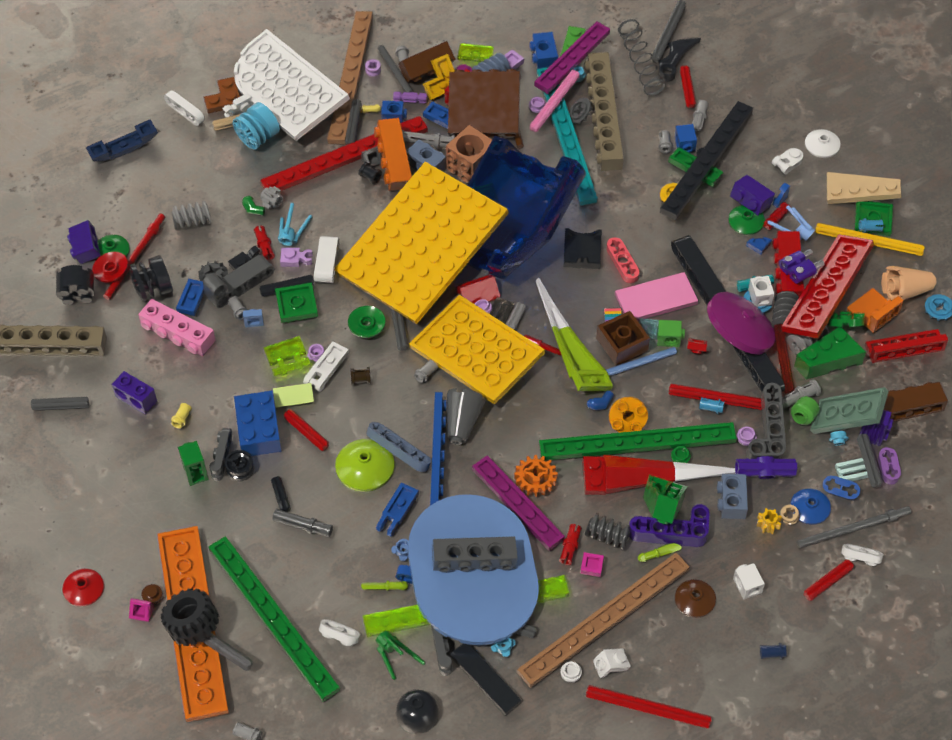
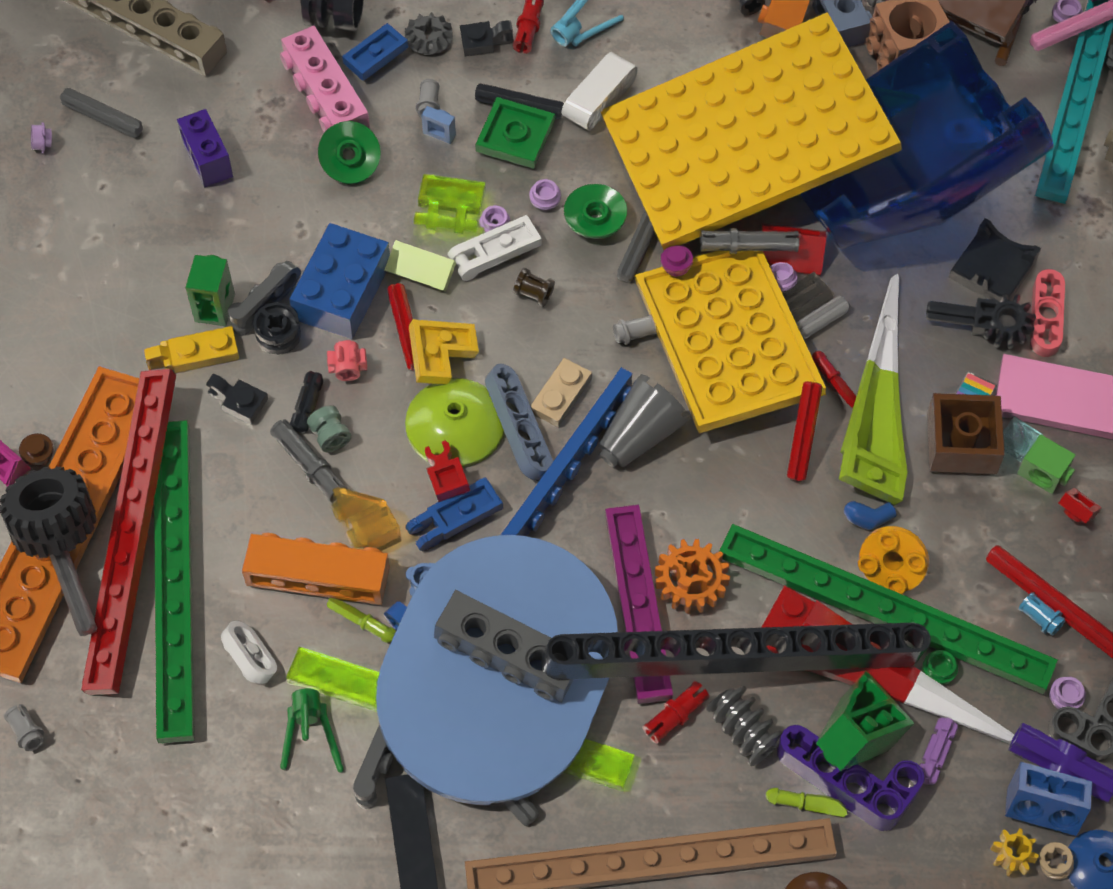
camera: 30 degrees right, 5 degrees up
(35, 433) = (40, 137): none -> lavender plate
(180, 417) = (247, 214): light yellow pin -> none
(201, 500) = (194, 351): none -> yellow hinge
(221, 350) = (356, 138): none -> green dish
(235, 606) = (129, 533): none -> red plate
(237, 281) = (452, 60): dark grey beam -> none
(244, 512) = (239, 401): none -> black plate
(289, 462) = (347, 360): none -> coral gear
(292, 257) = (557, 64): lavender plate -> none
(303, 501) = (328, 427): none -> sand green wheel
(331, 430) = (434, 344): none -> yellow plate
(333, 326) = (545, 194): none -> lavender plate
(346, 572) = (316, 568): none -> orange brick
(354, 535) = (367, 519): none -> clear yellow slope
(382, 491) = (446, 473): none -> red plate
(409, 421) = (561, 392): none -> tan plate
(417, 711) = (279, 838): black cylinder -> none
(426, 325) = (676, 260): none -> magenta plate
(451, 300) = (748, 241): none -> dark grey pin
(505, 651) = (468, 820): medium azure plate -> none
(546, 376) = (804, 431): none -> red axle
(584, 496) = (723, 659): none -> black beam
(592, 564) = (687, 762): dark pink plate -> none
(596, 277) = (986, 316): none -> black gear
(641, 361) = (974, 485): medium blue bar -> none
(703, 492) = (938, 749): none -> medium lavender axle
(732, 496) = (984, 781): sand blue brick -> none
(769, 487) = (1048, 798): none -> blue brick

